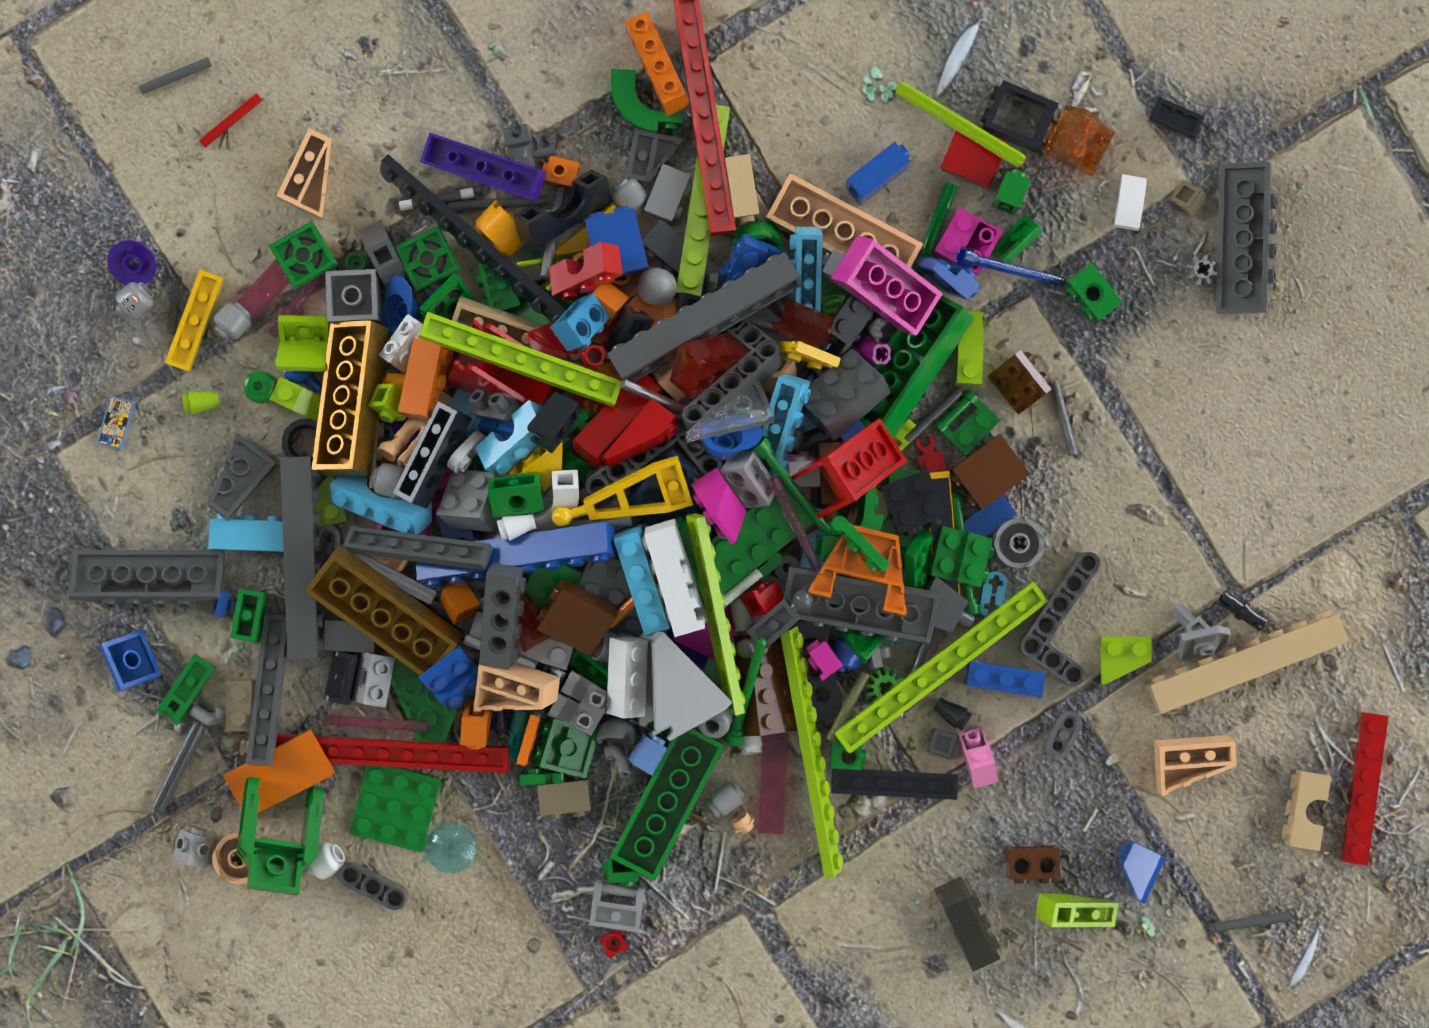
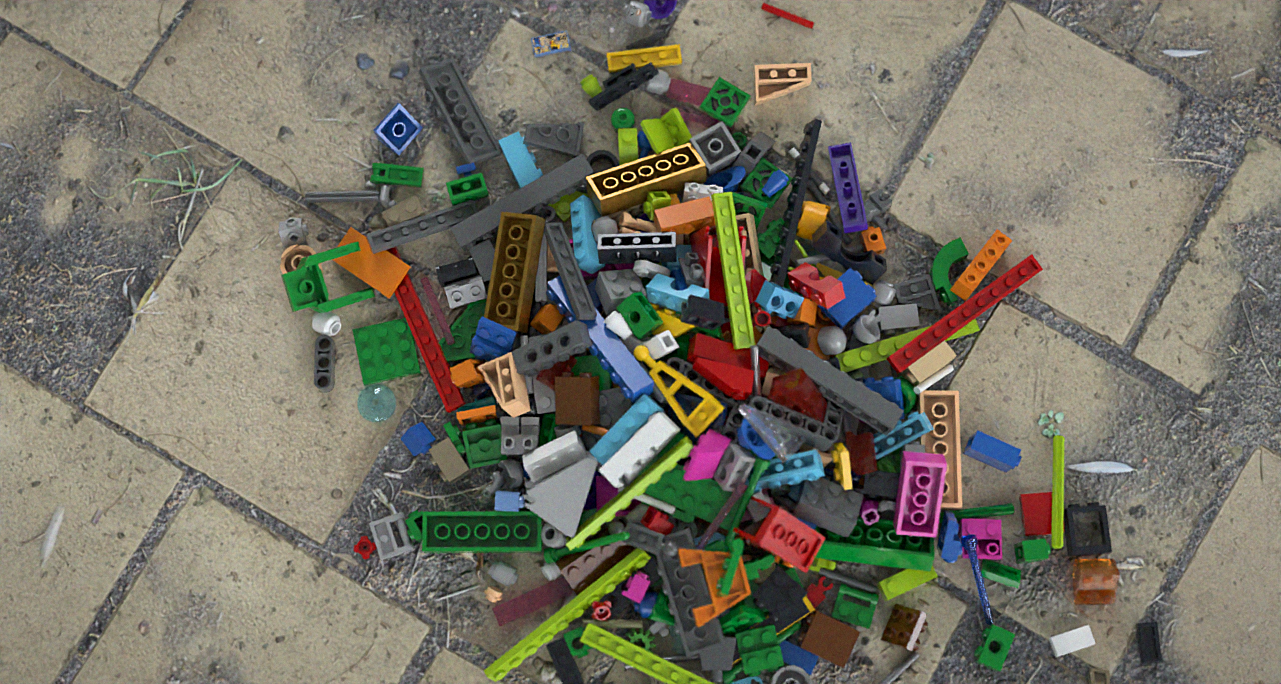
camera: 60 degrees right, 10 degrees down
(212, 364) = (622, 83): none -> black bracket
(435, 250) = (775, 183): none -> blue cone
(521, 821) = (418, 439): none -> blue brick
(662, 237) = (866, 327): none -> light grey piece
(761, 195) = (933, 379): none -> white bar
(833, 711) = (601, 615): none -> red plate

